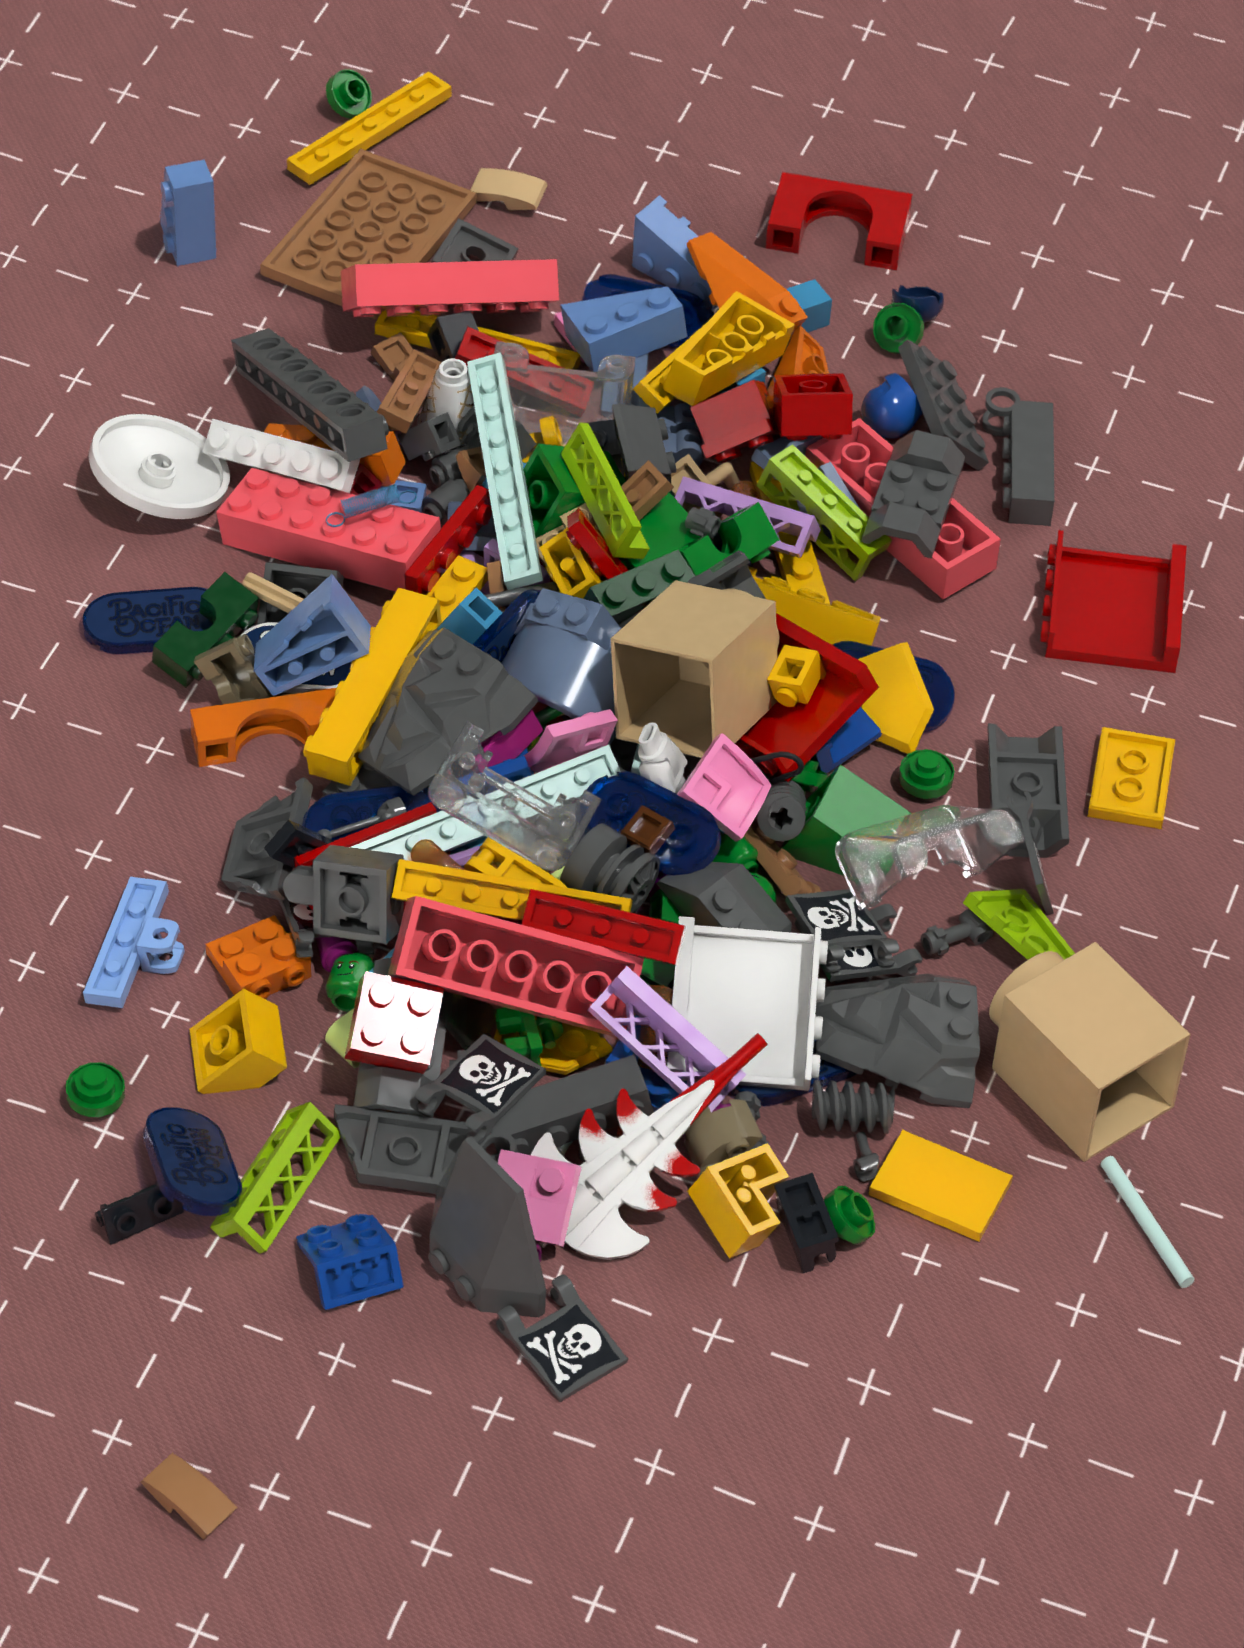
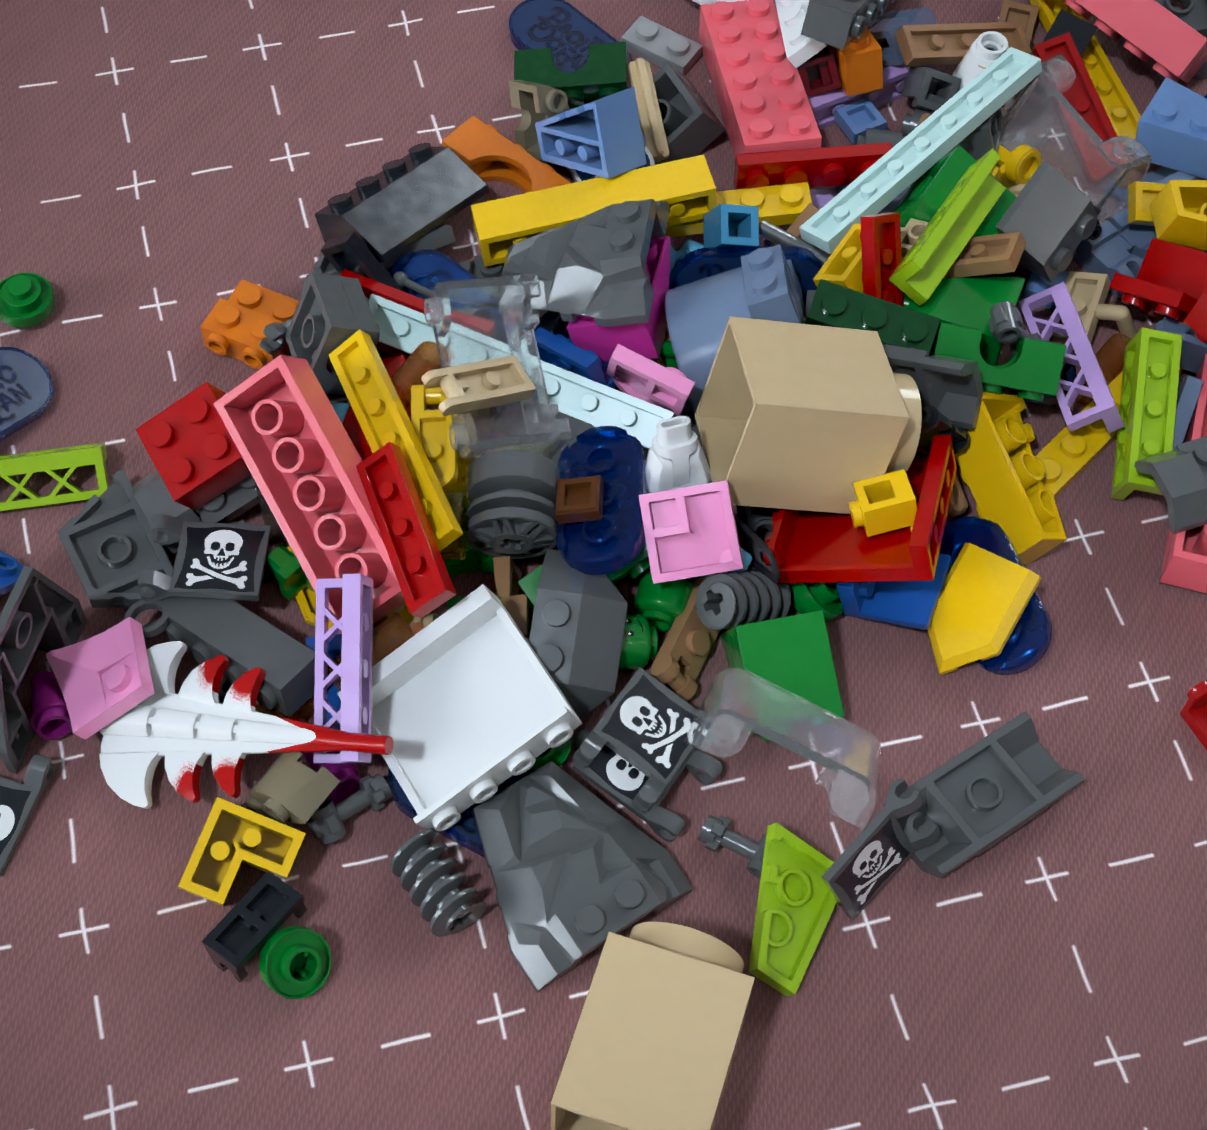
camera: 55 degrees right, 10 degrees up
(132, 941) = (202, 232): light blue plate -> none
(206, 566) = (661, 45): none -> light grey plate
(238, 1045) = (145, 367): yellow slope -> none
(247, 794) = (403, 200): none -> black slope
(347, 511) = (766, 72): dark azure piece -> none
(515, 817) = (480, 384): none -> tan hinge
(866, 1165) = (384, 944): dark grey hand -> none
(926, 774) = (919, 698): green plate -> none
(940, 1185) = (408, 1026): yellow tile -> none
(1131, 778) = (1094, 886): yellow tile -> none

